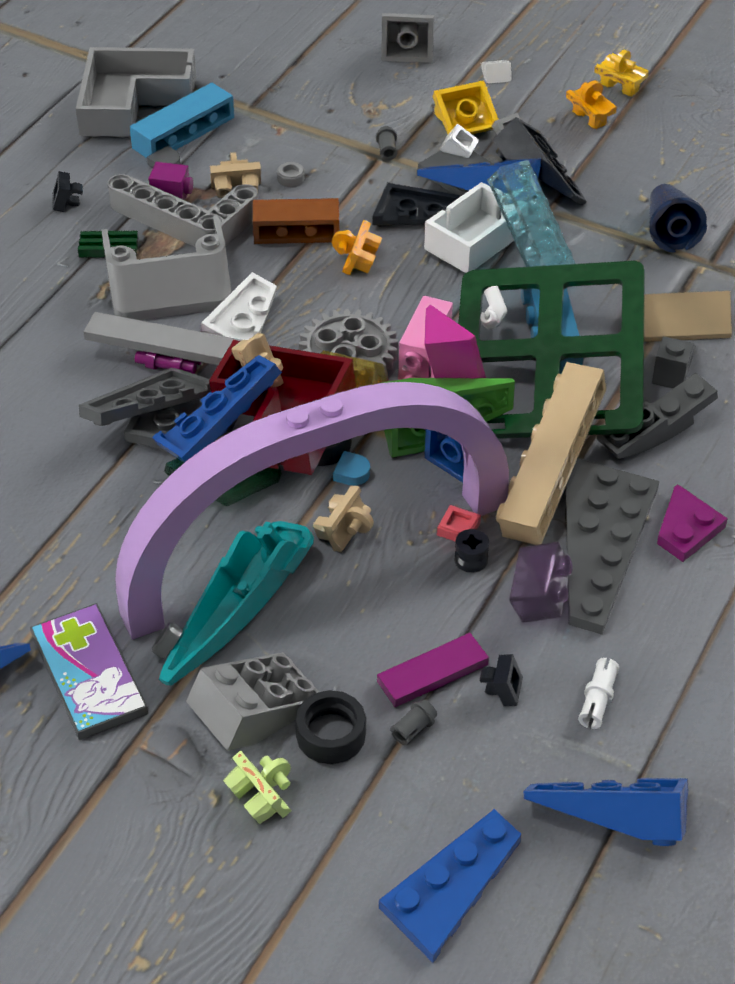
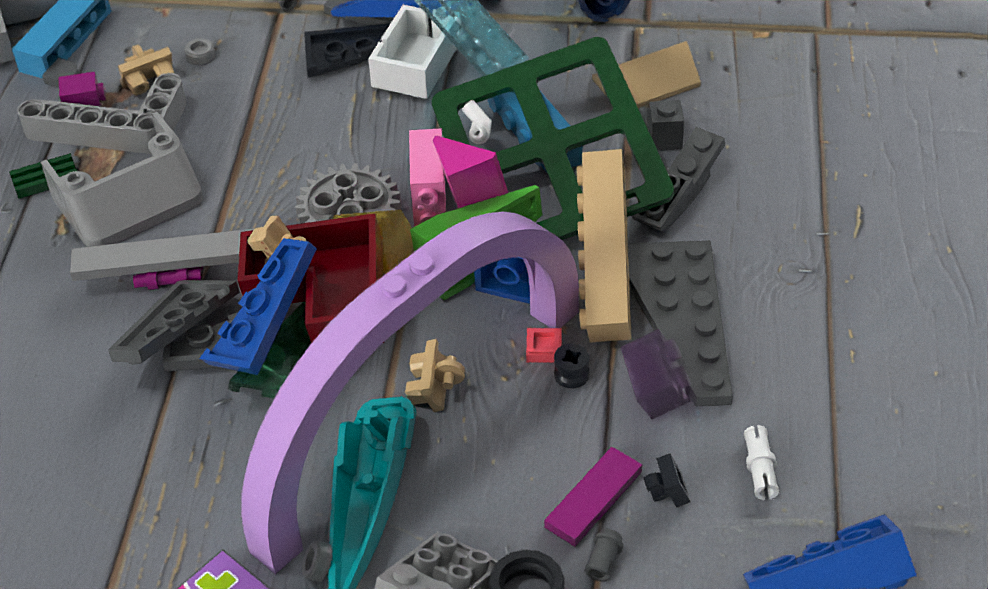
camera: 20 degrees left, 0 degrees up
(243, 310) = (222, 201): white wing -> none
(295, 220) = (231, 95): dark orange brick -> none
(352, 469) = (416, 329): dark azure tile -> none
(360, 248) = (308, 105): light orange hips -> none
(688, 524) = (755, 272): magenta wing -> none

